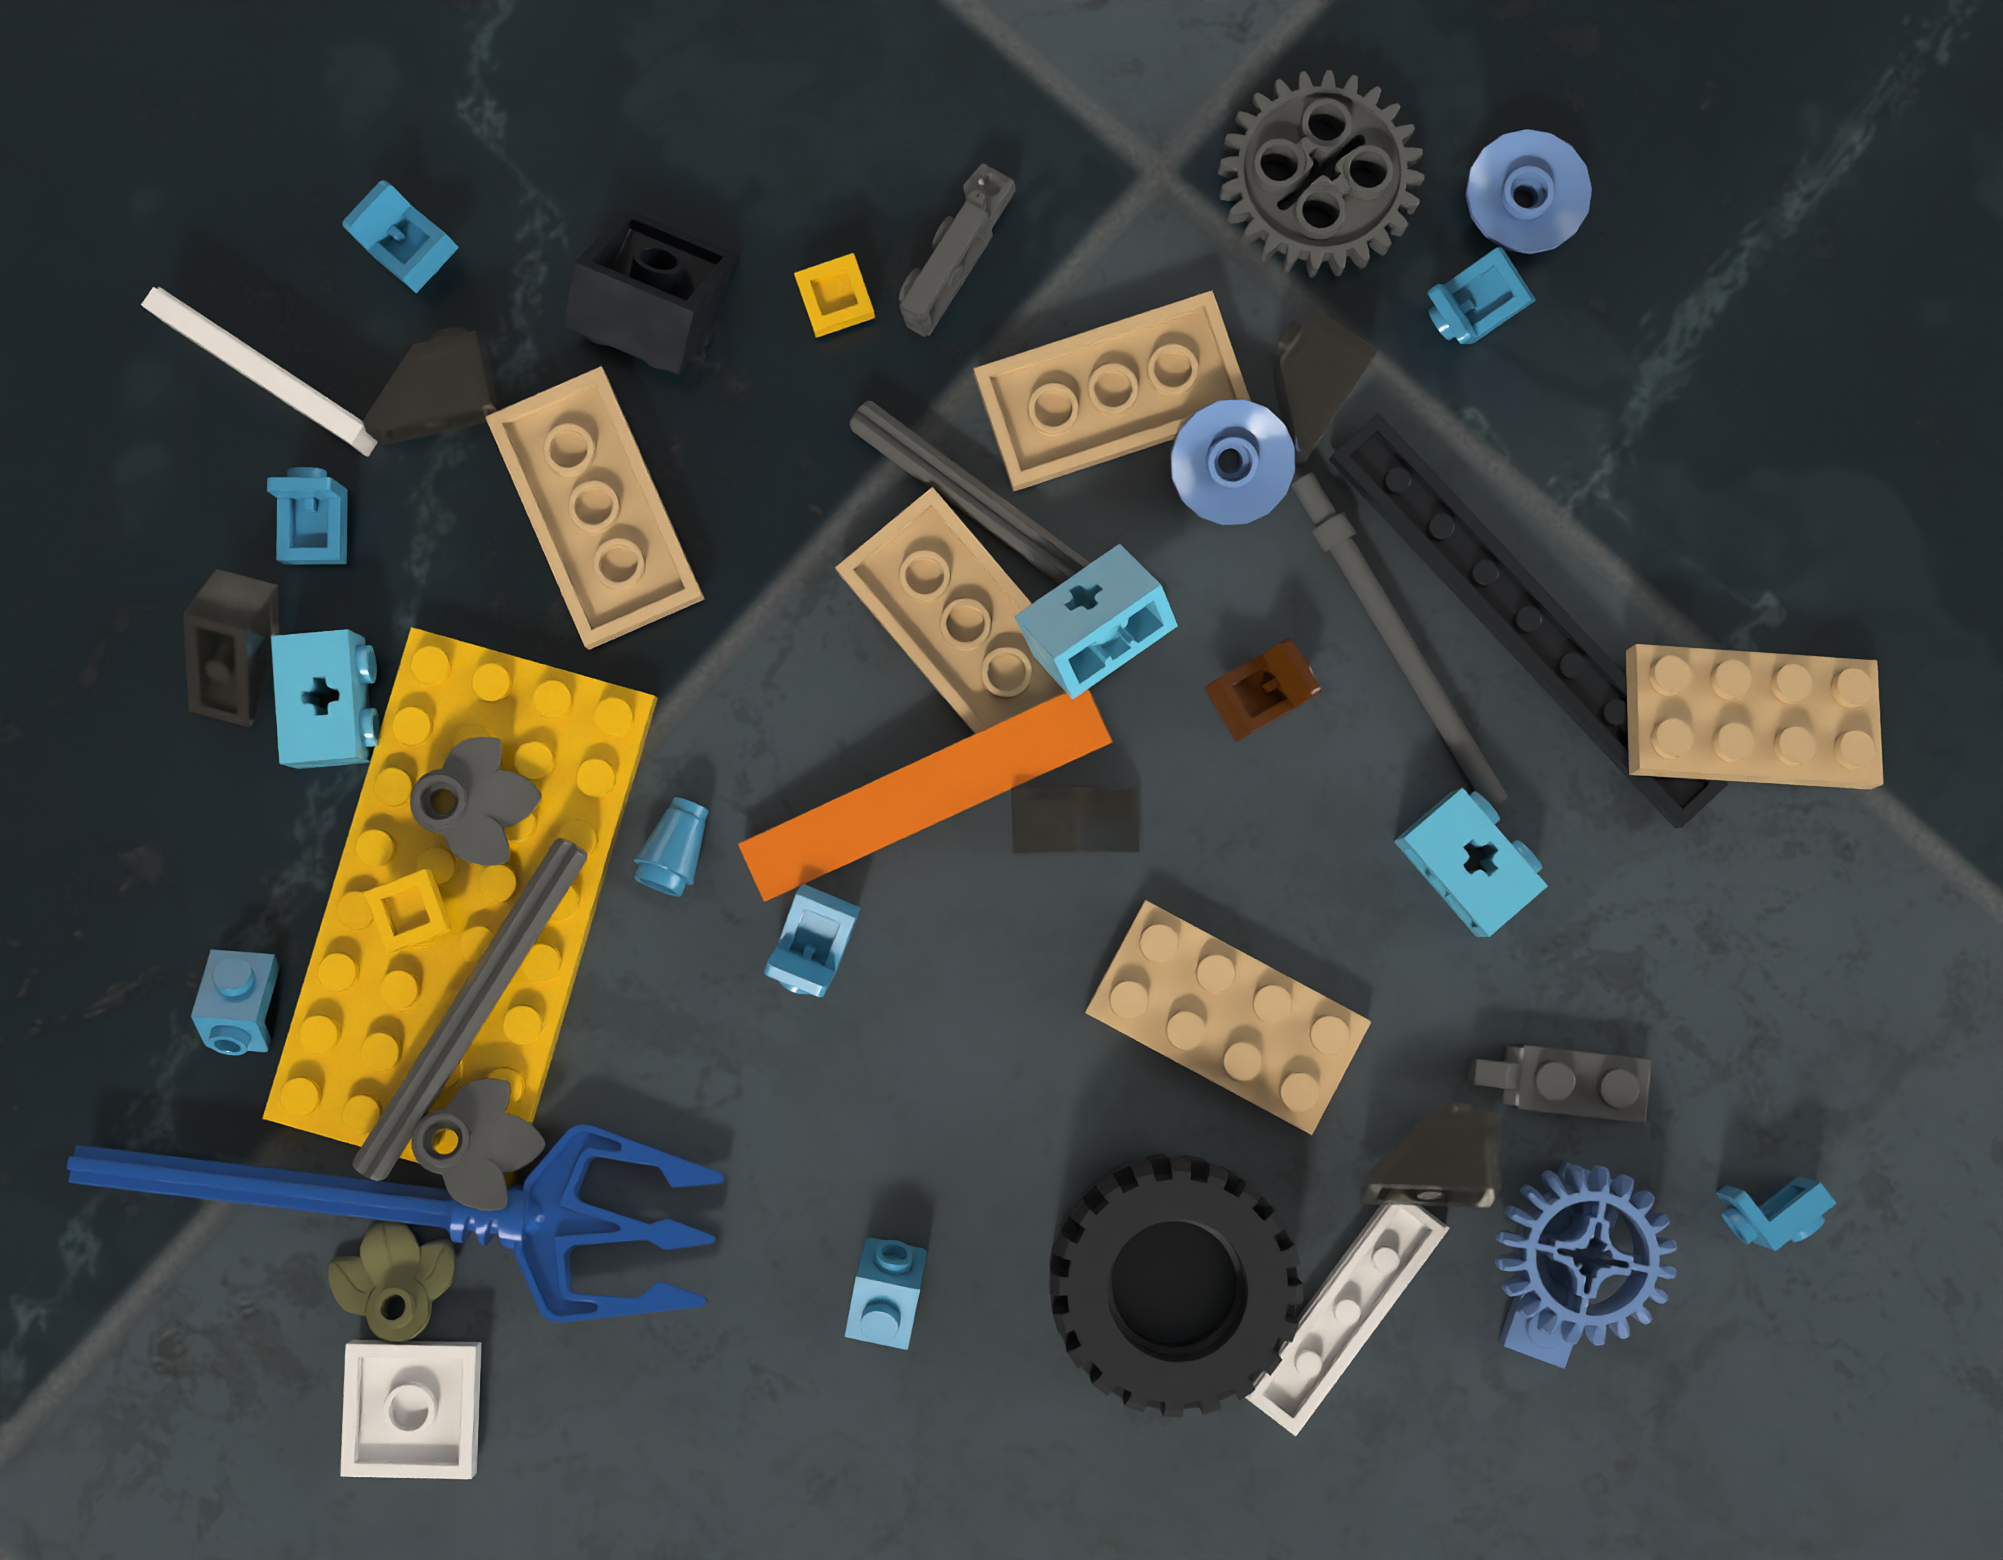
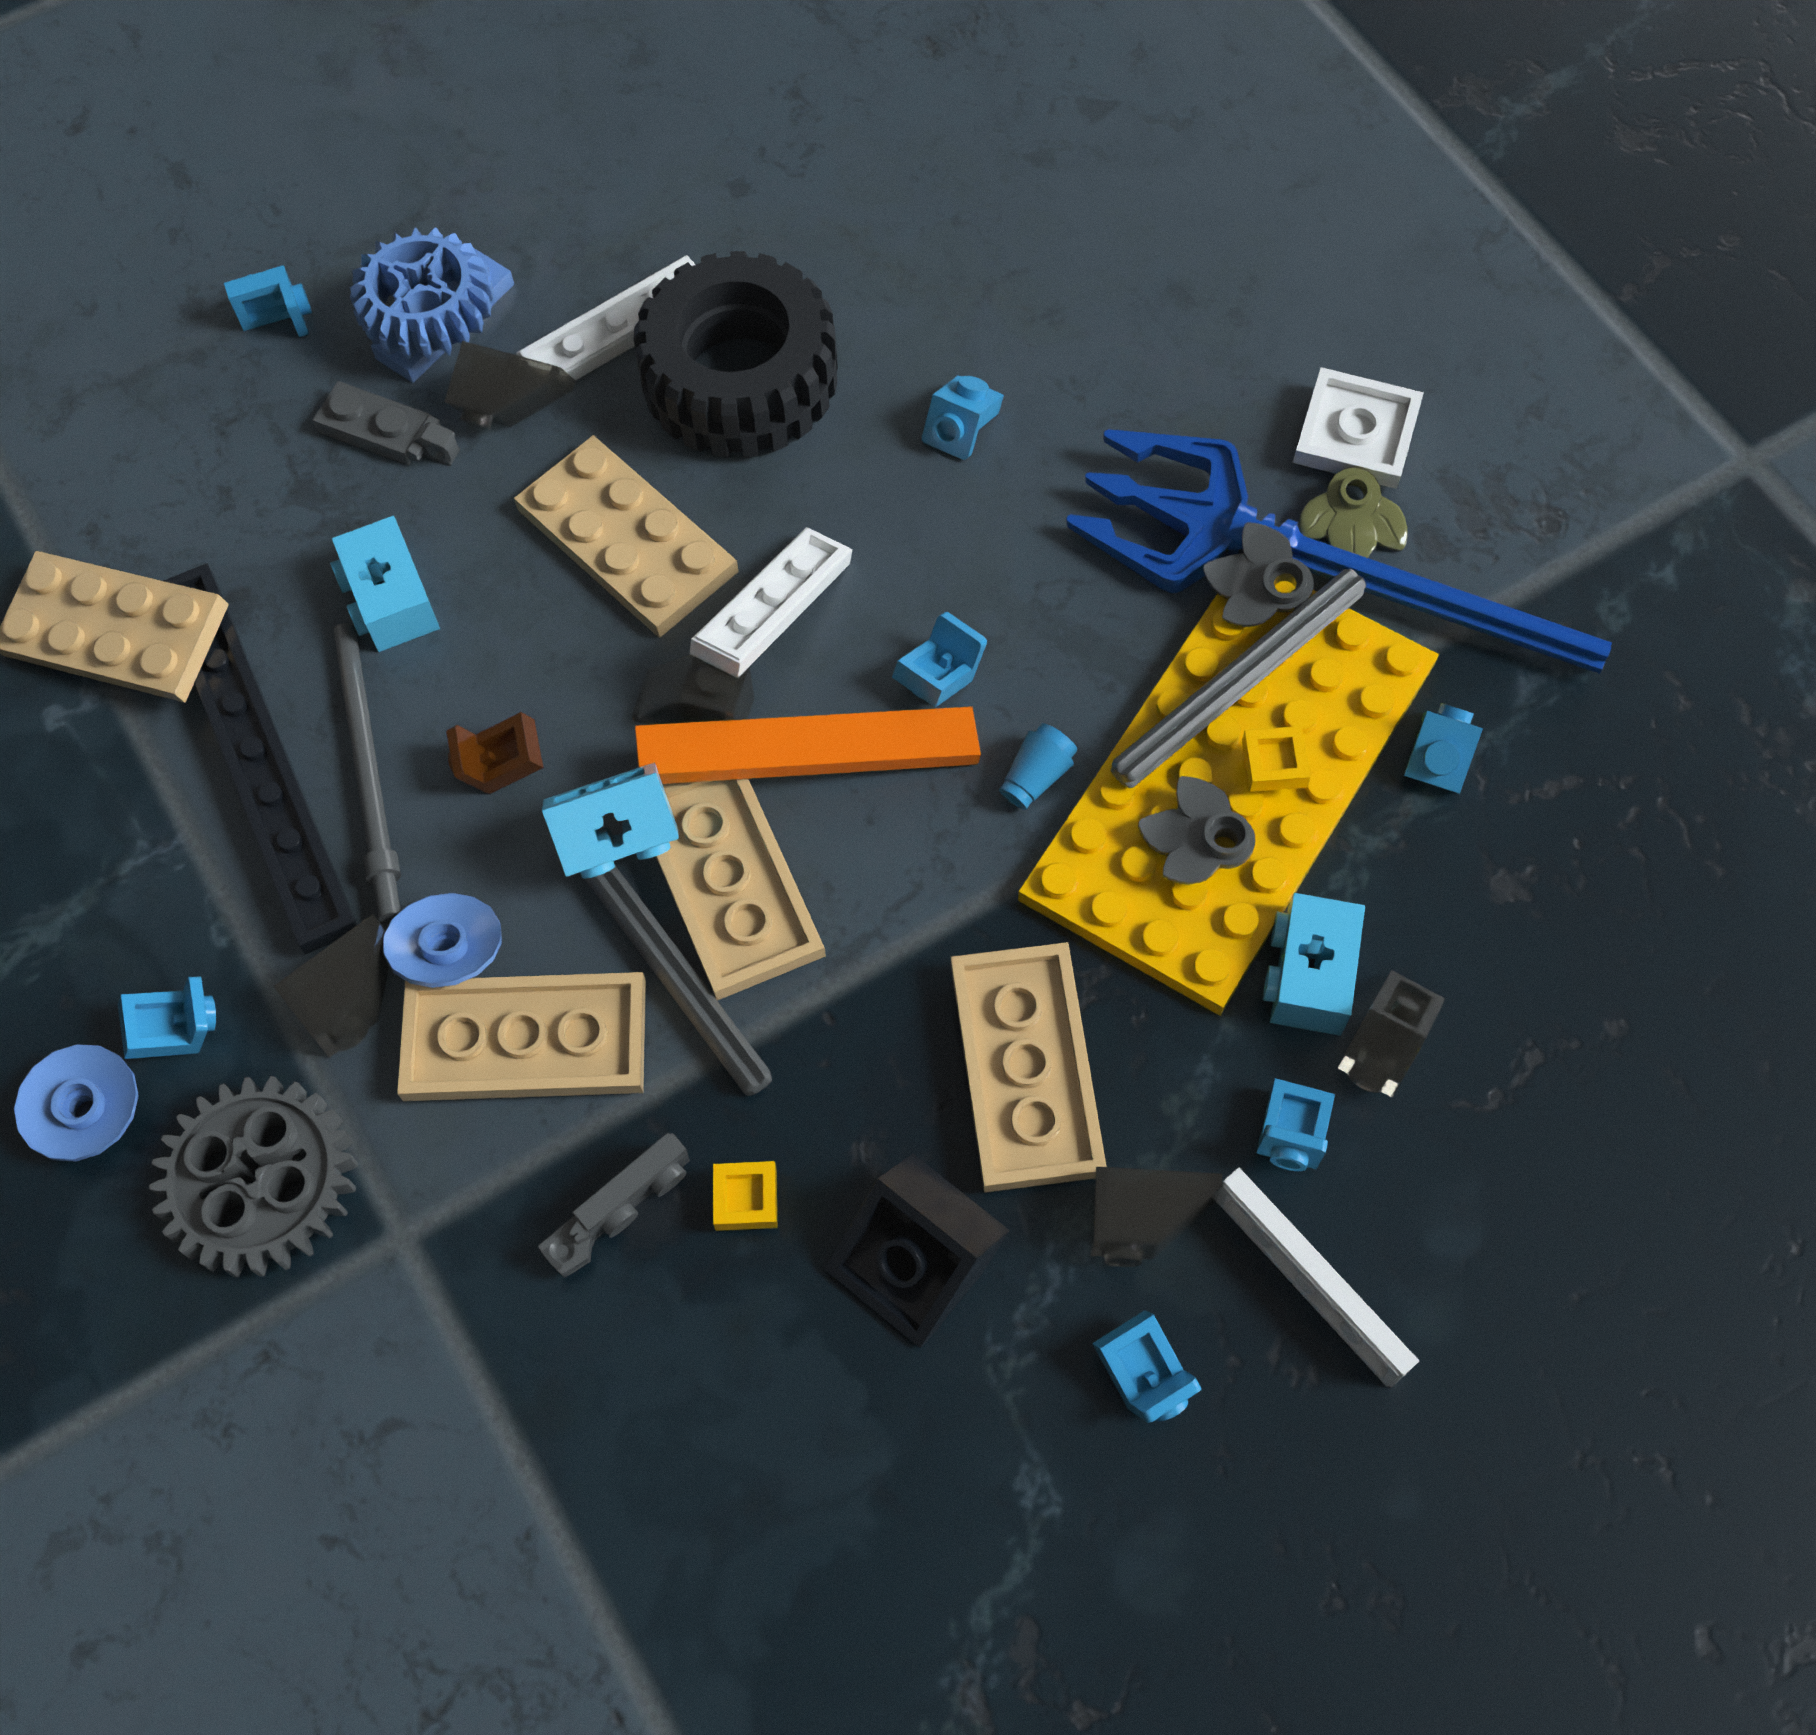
camera: 160 degrees left, 20 degrees down
(1019, 953) = (770, 602): none -> white tile

